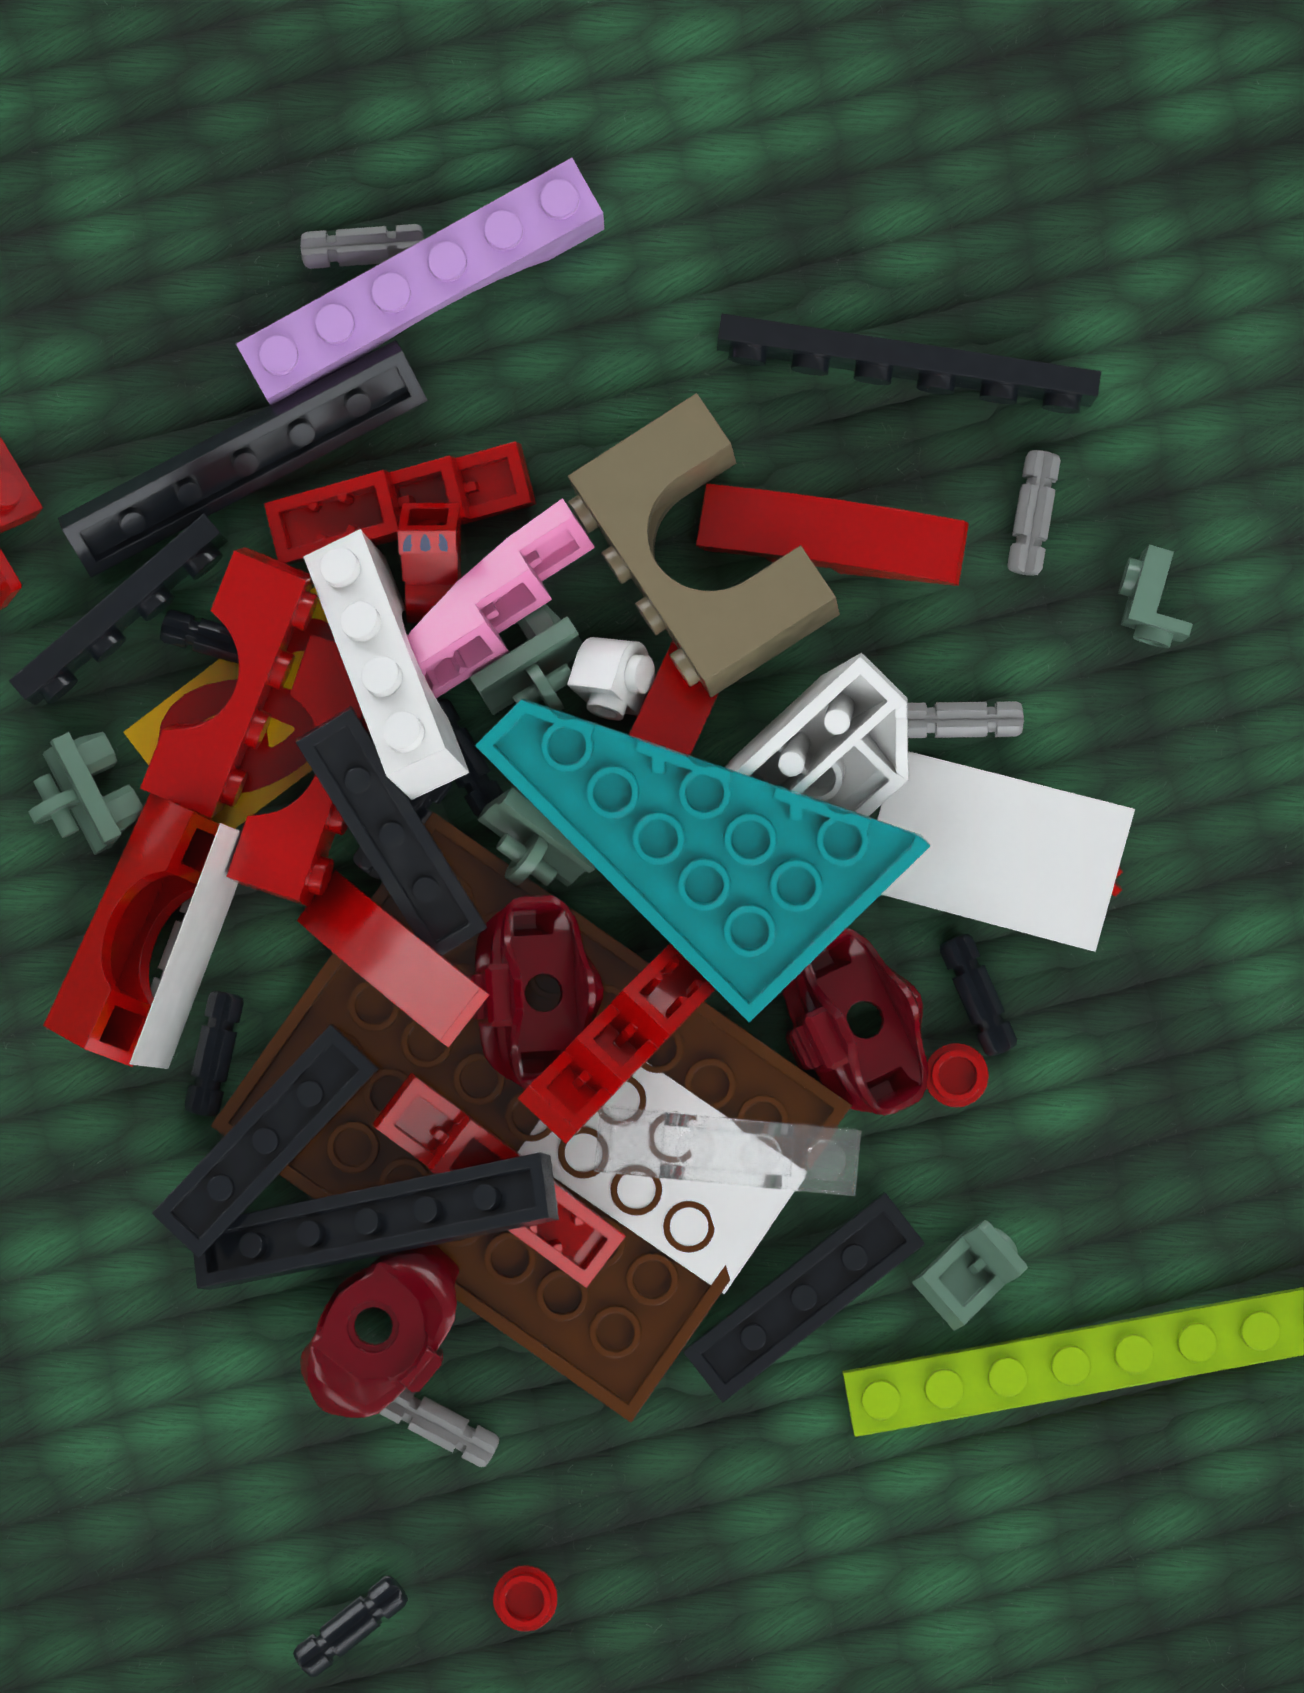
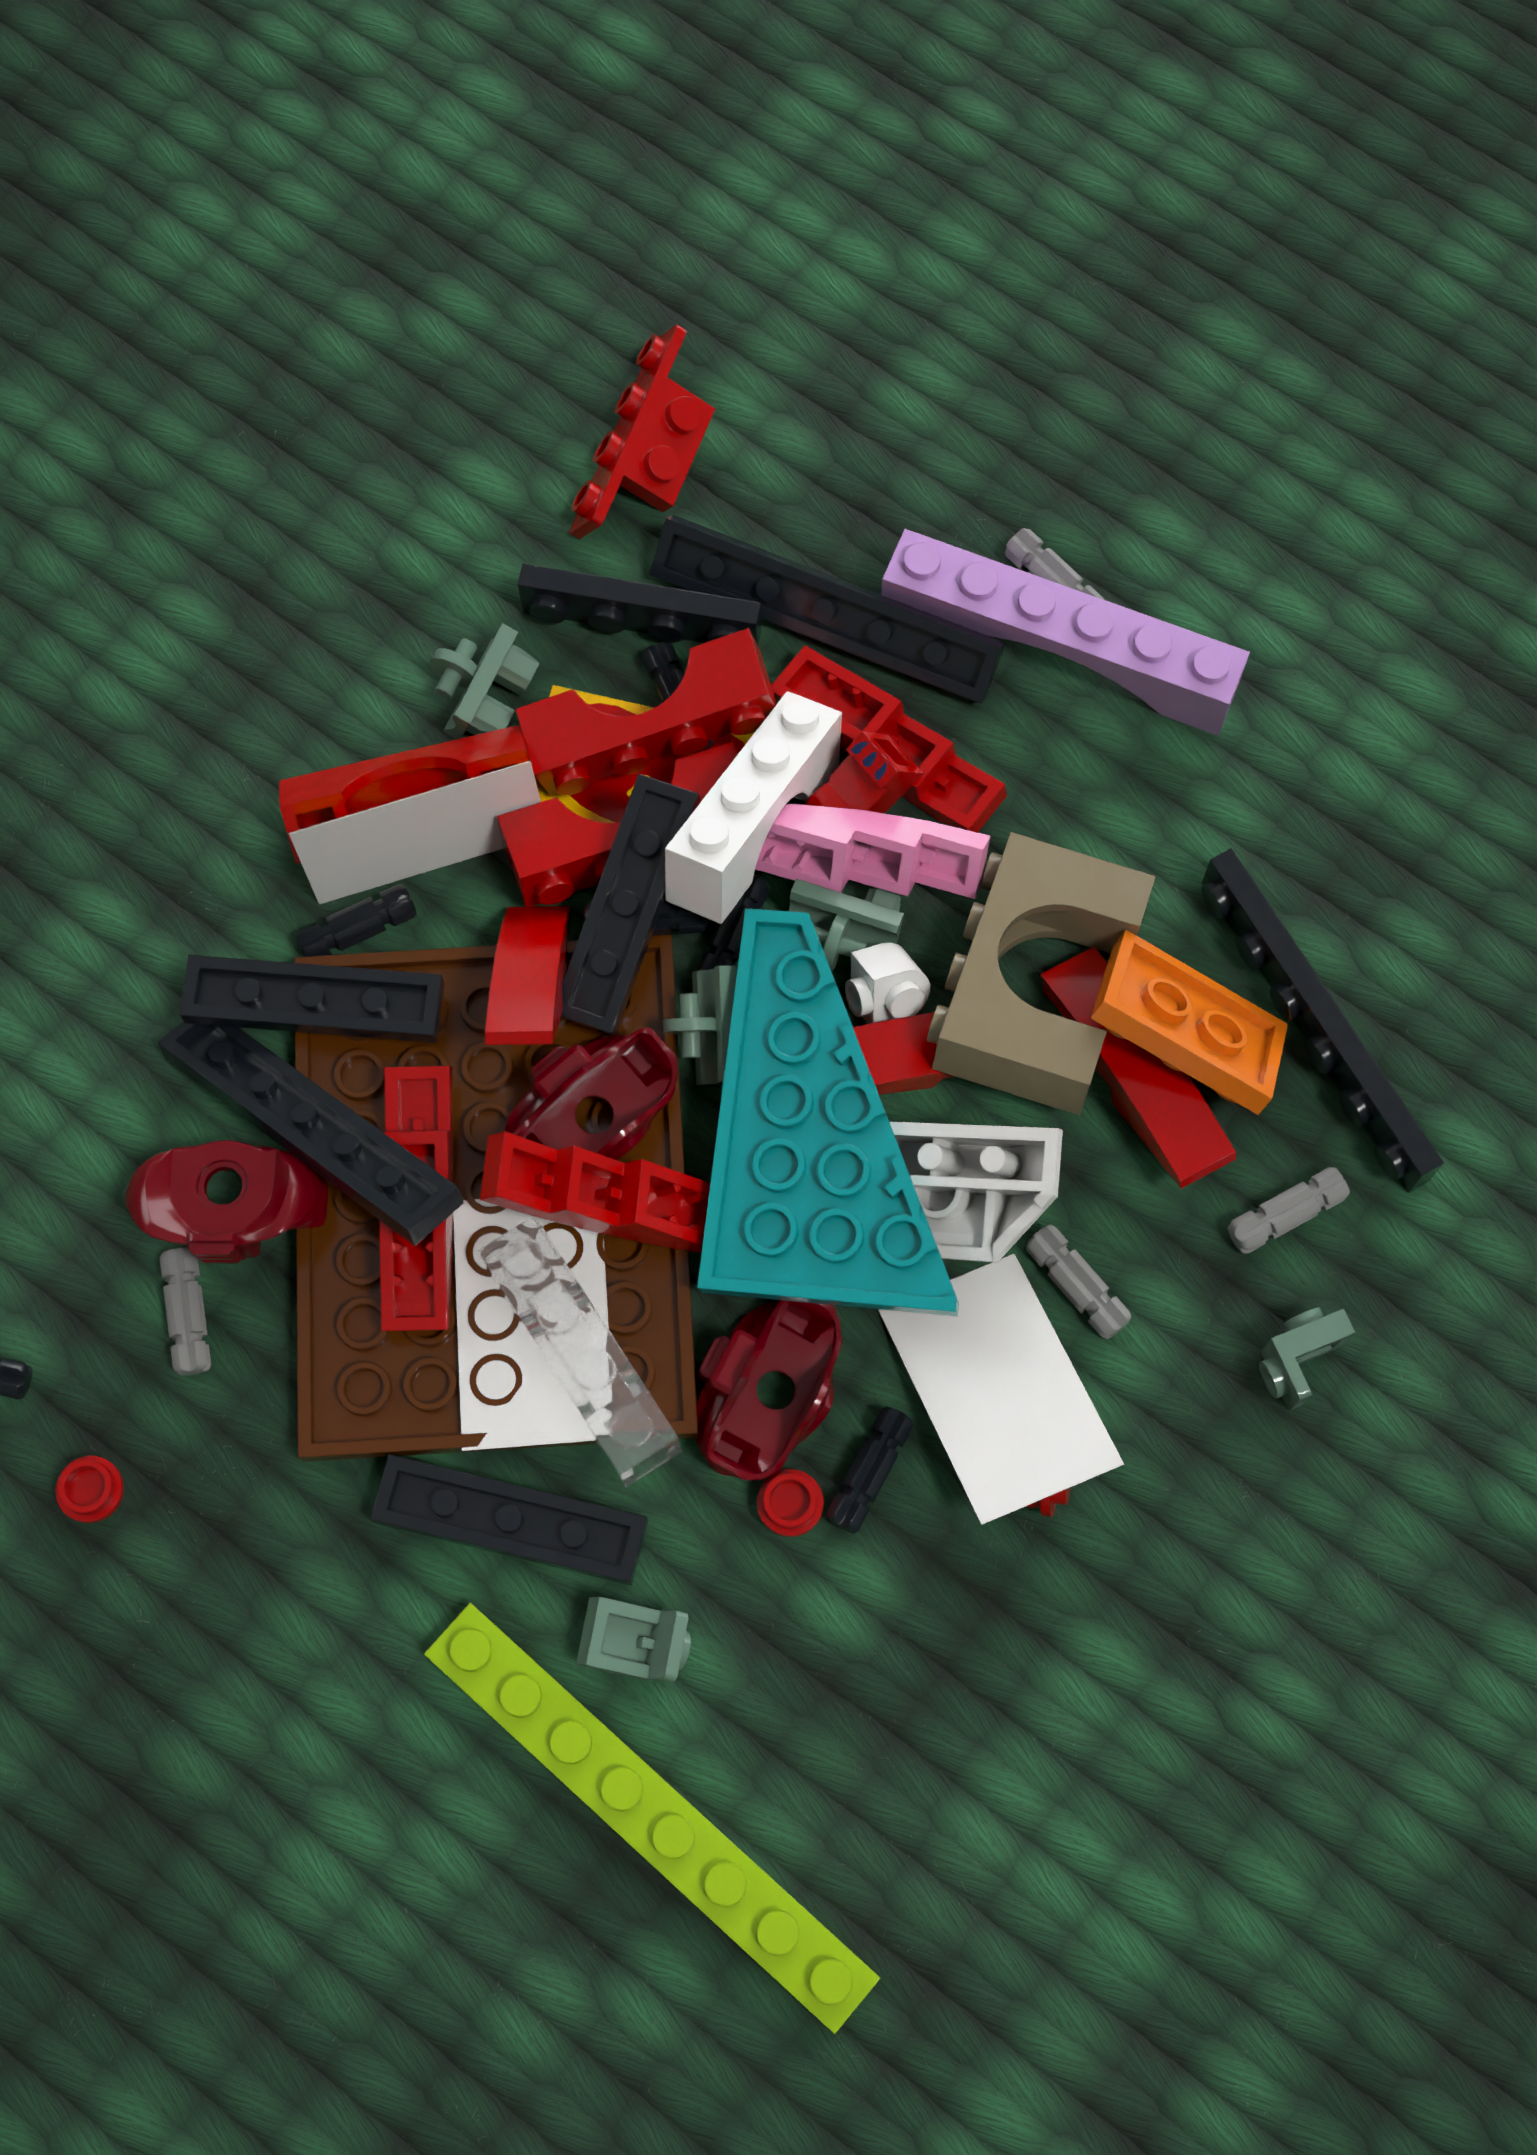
camera: 50 degrees right, 15 degrees down
(837, 468) = (1190, 1022): none -> orange plate

